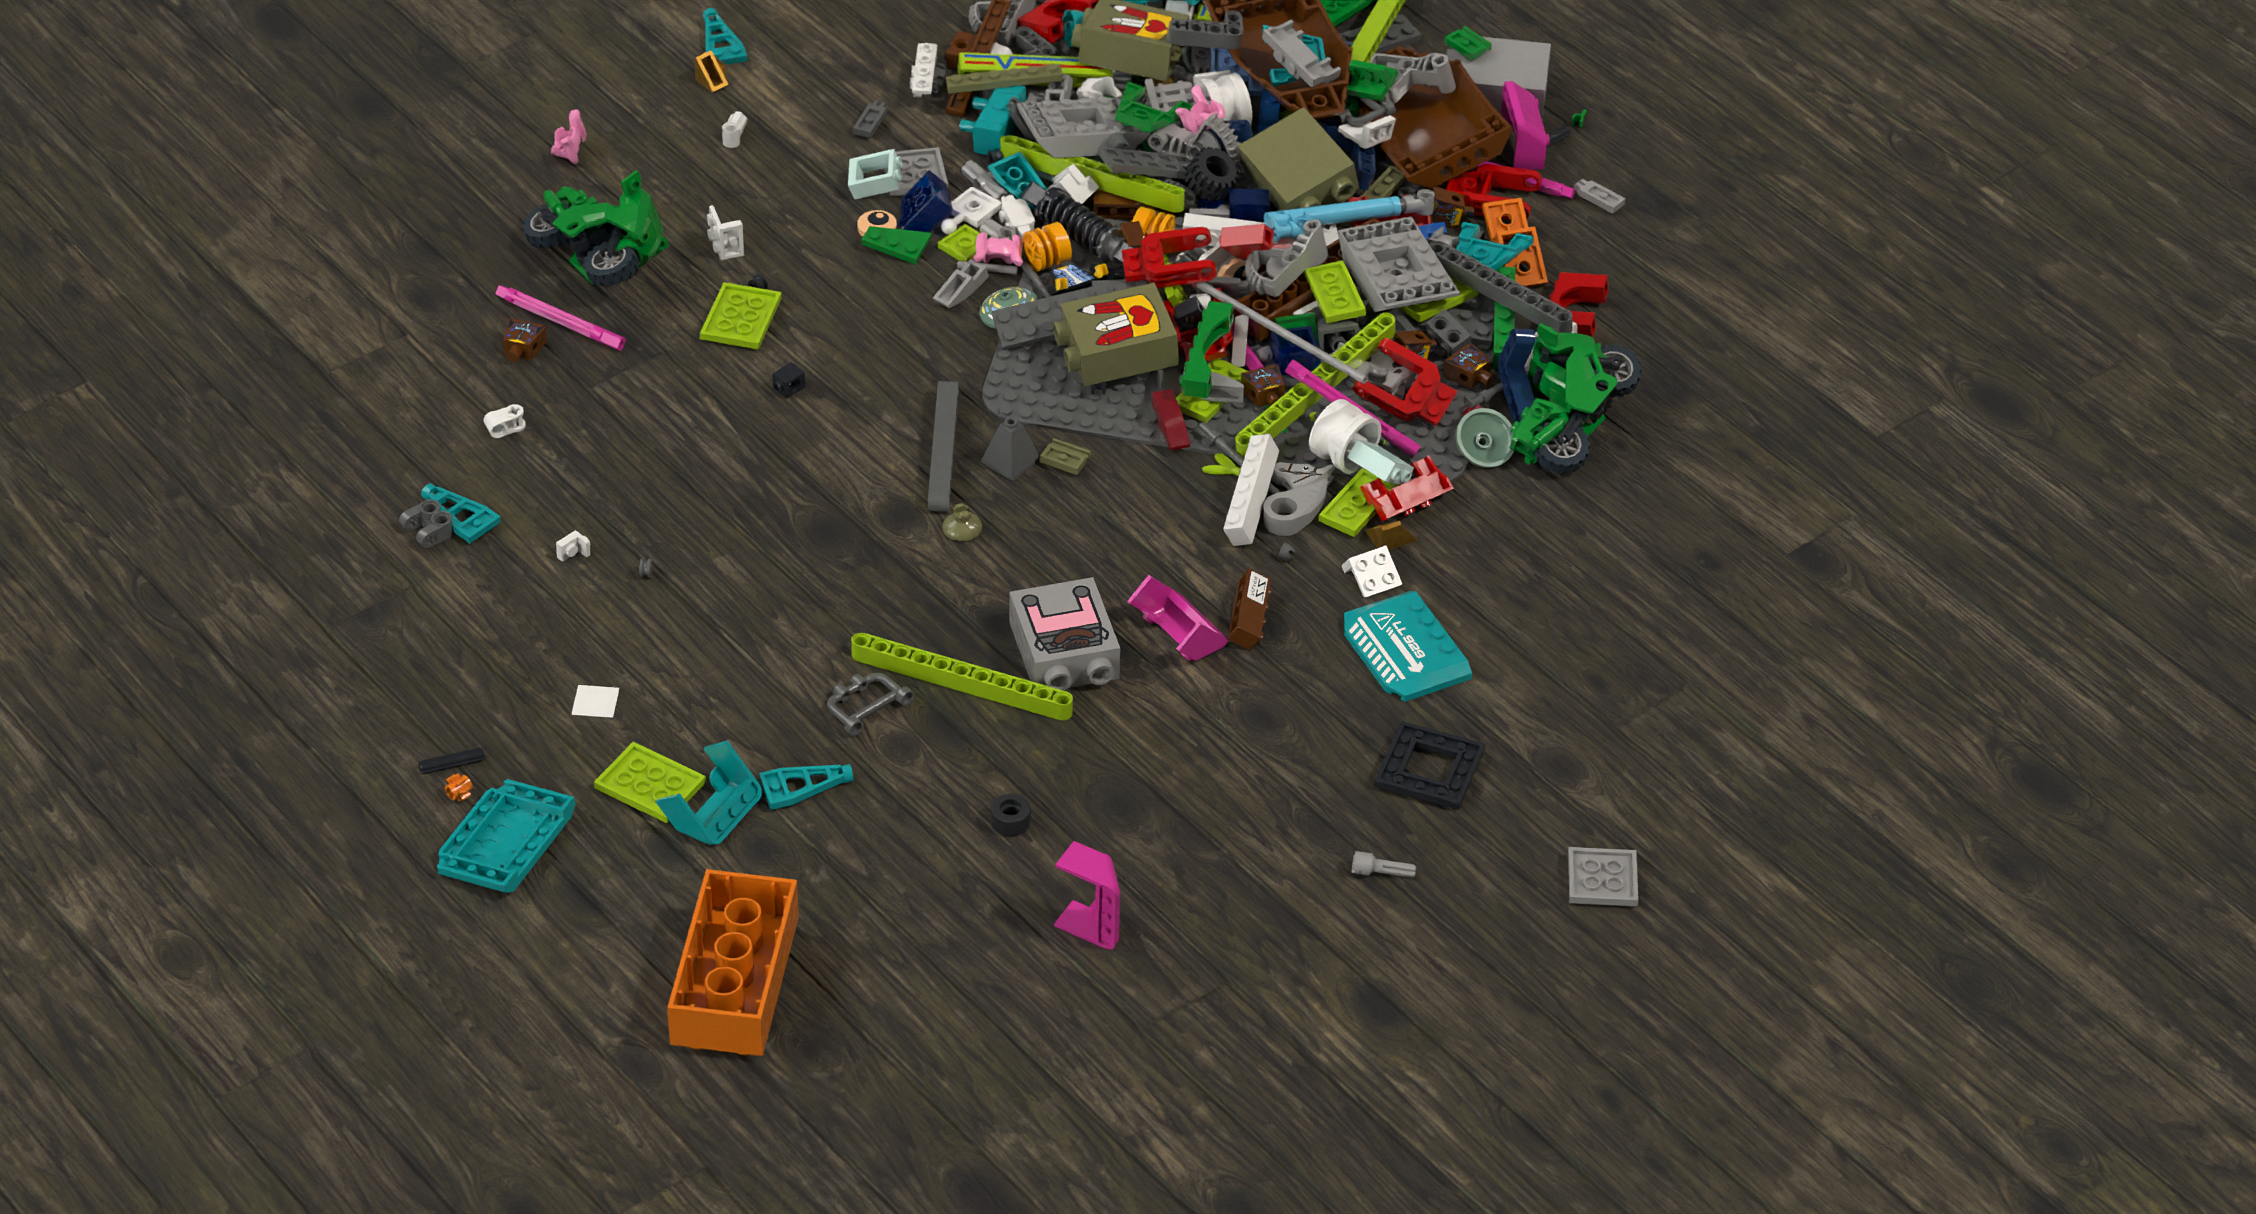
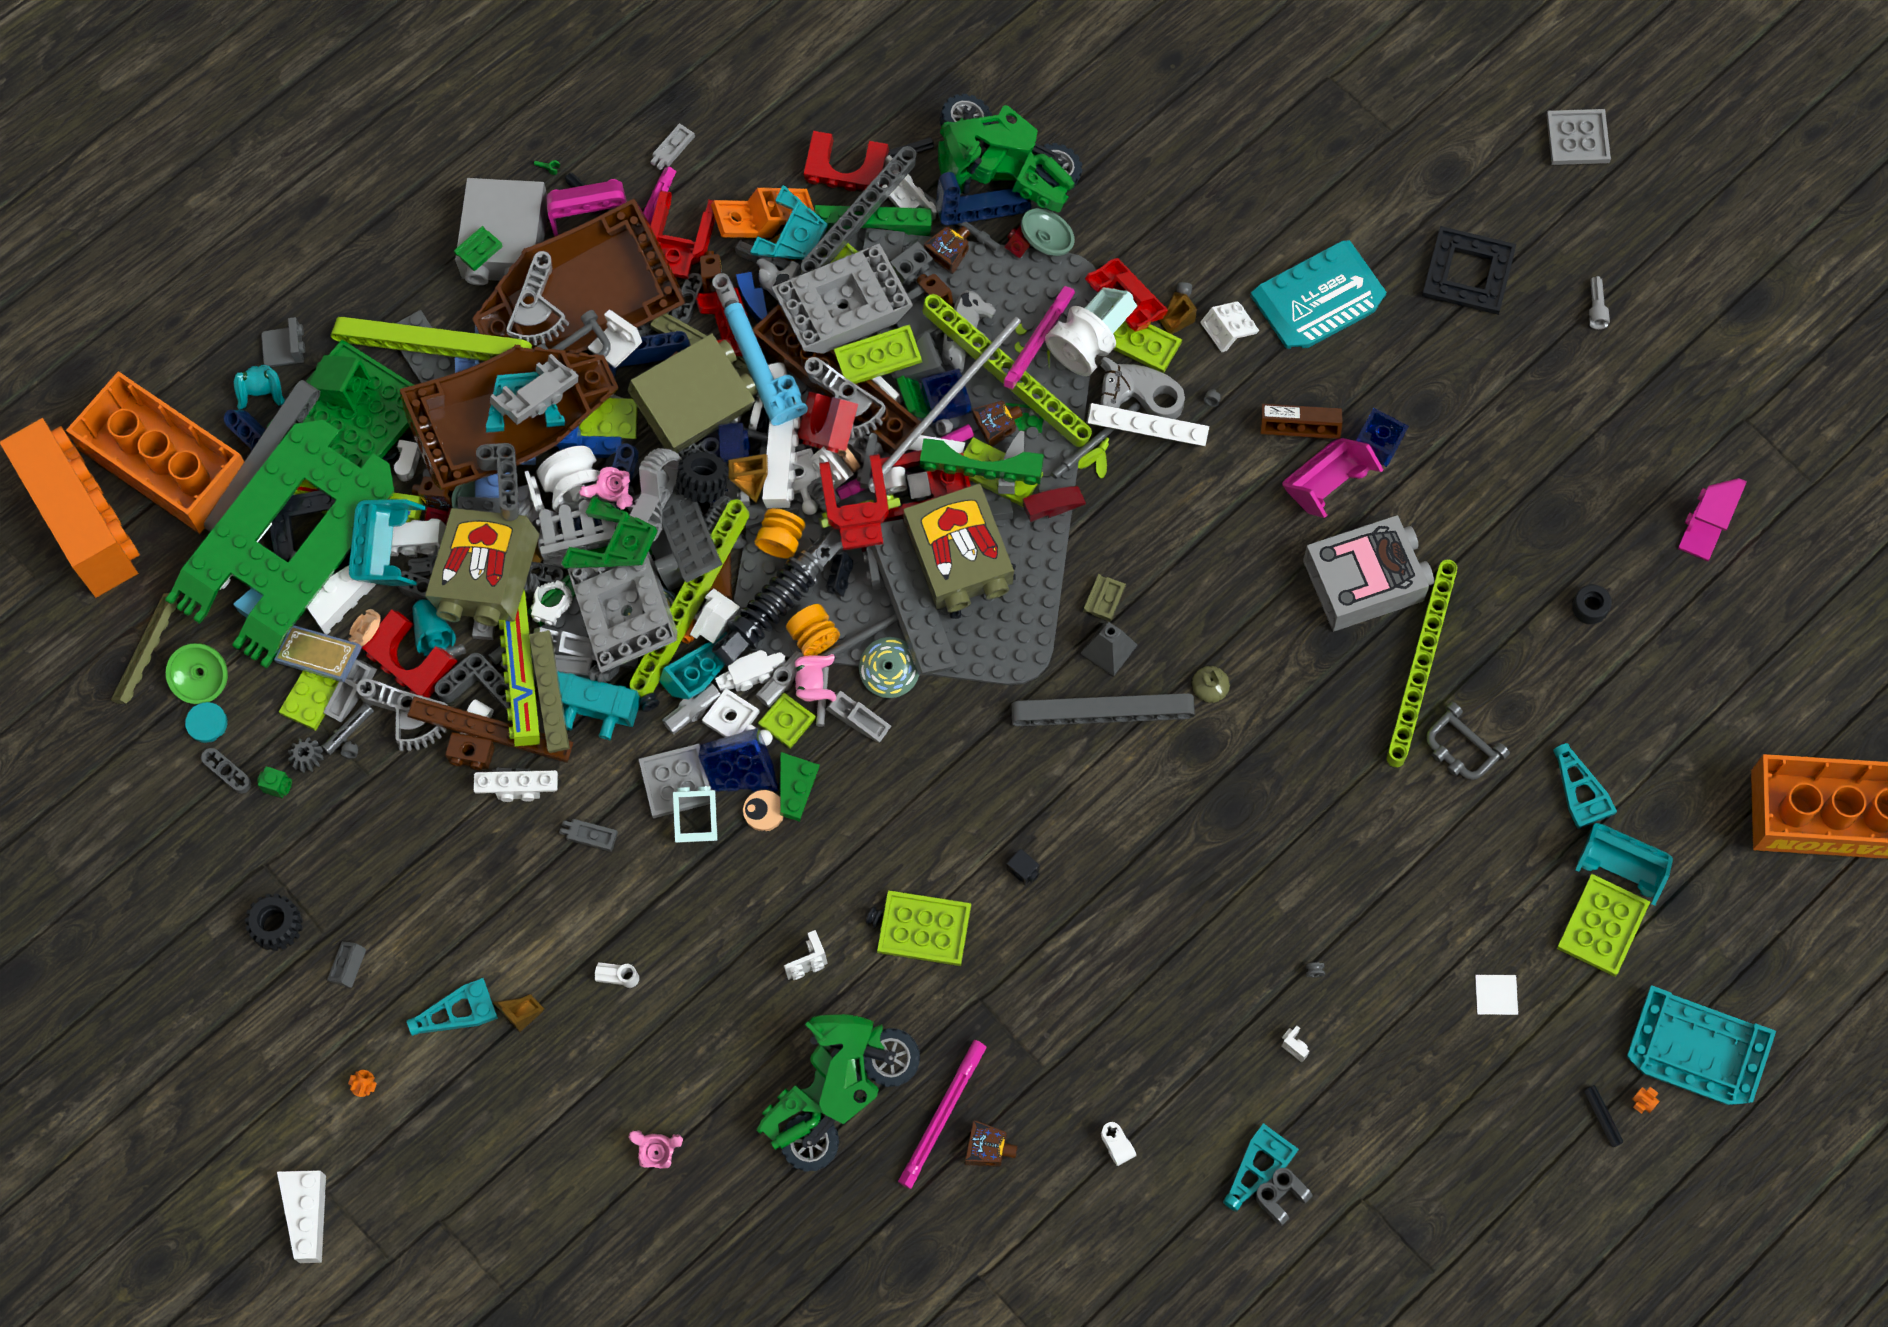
camera: 90 degrees left, 25 degrees up
(1072, 278) = (858, 606): torso -> none
(1133, 233) = (805, 542): reddish brown piece -> none
(1215, 205) = (749, 474): none -> pearl gold slope
(1223, 665) = (1383, 435): none -> clear blue brick
(1370, 80) = (552, 329): green bracket -> none
(1416, 541) = (1185, 288): none -> dark grey hinge
(1426, 397) = (1002, 279): red plate -> none

